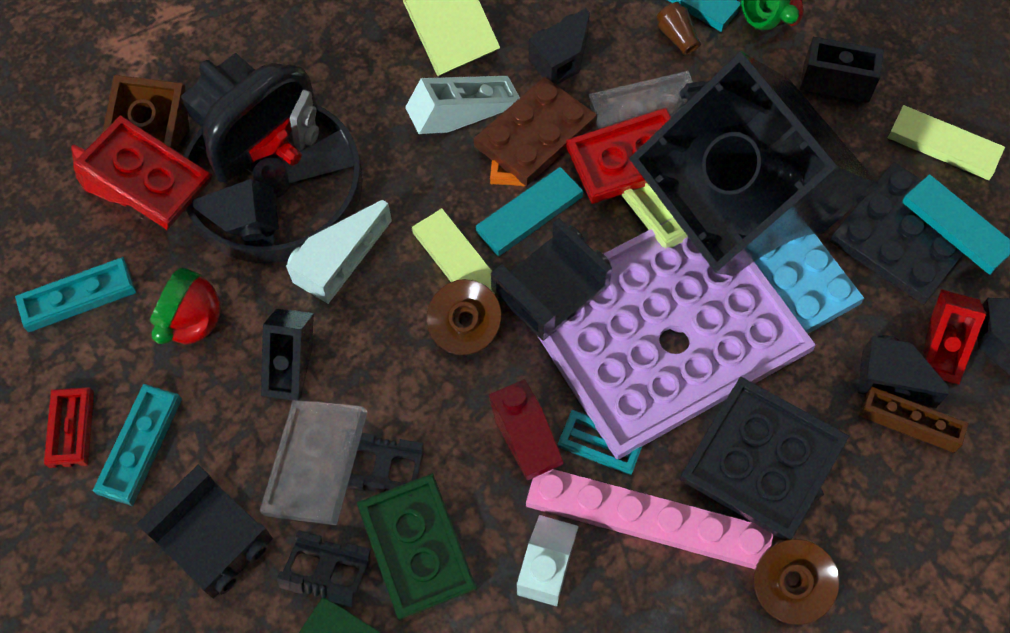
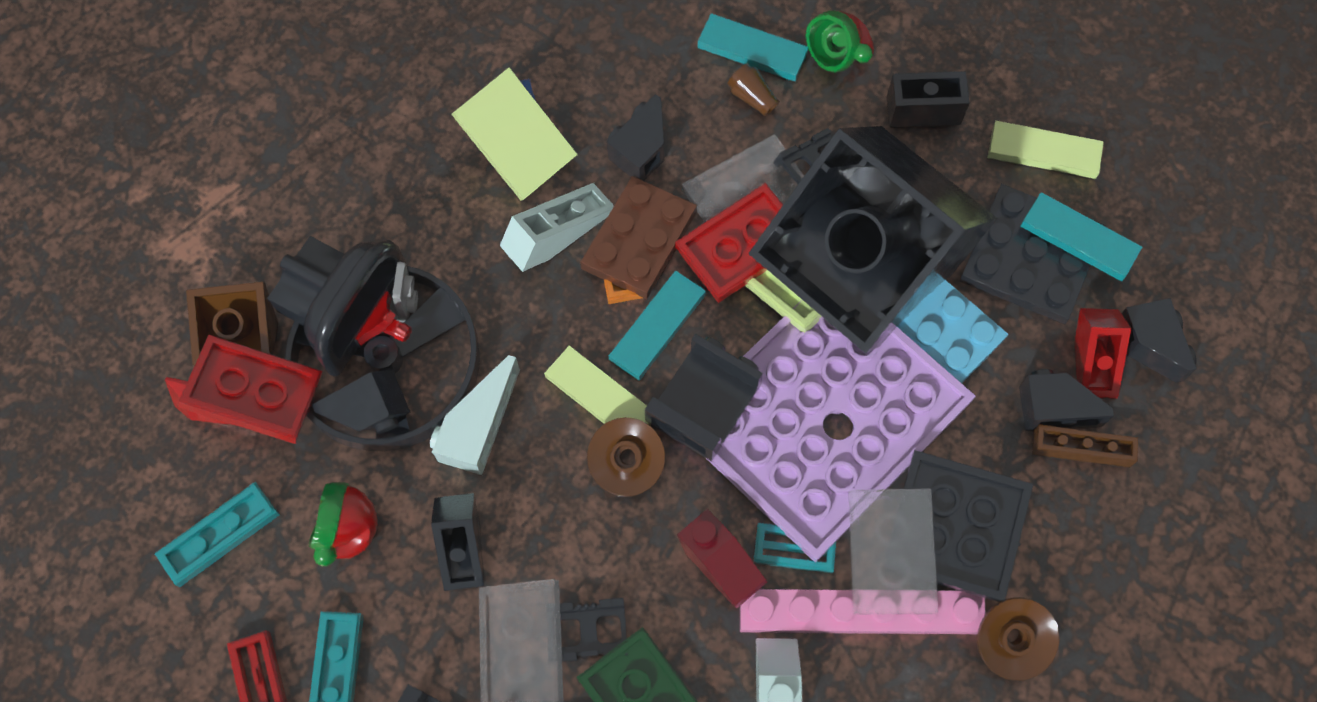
camera: 15 degrees left, 5 degrees up
(692, 464) = (892, 552): none -> clear tile

